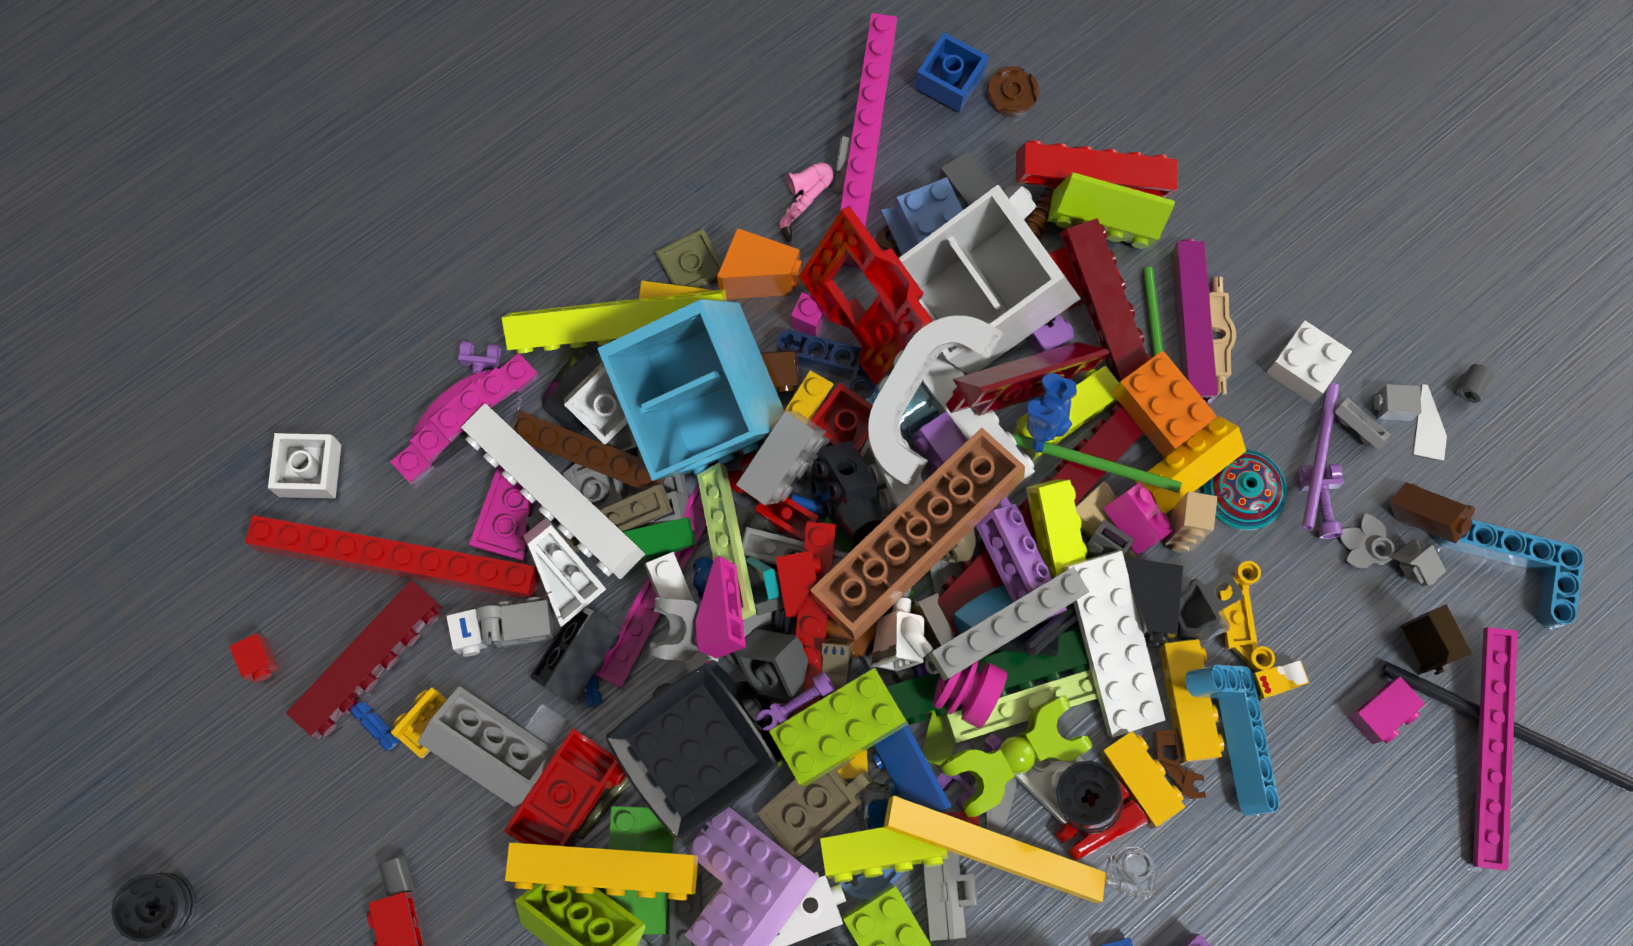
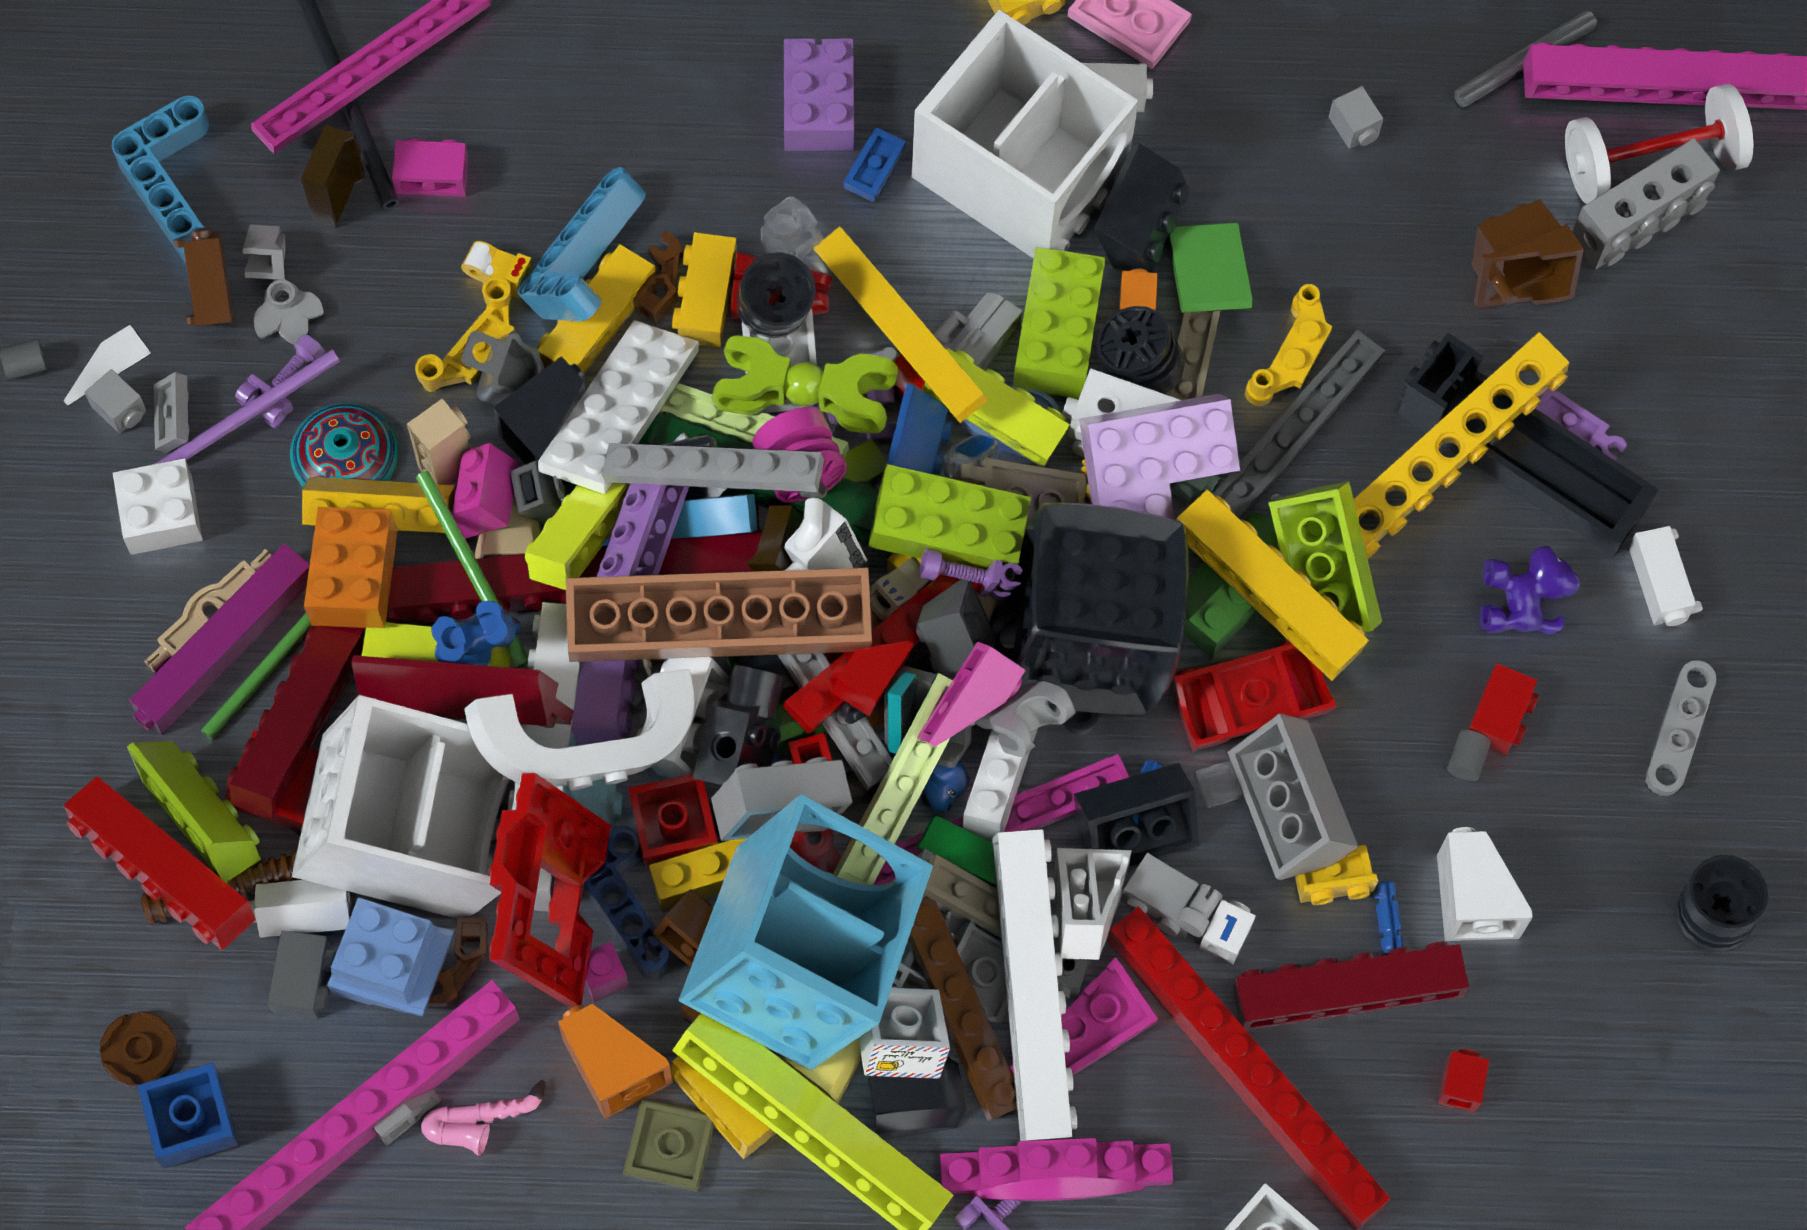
camera: 140 degrees left, 5 degrees down
(323, 778) = (1478, 890): none -> white slope

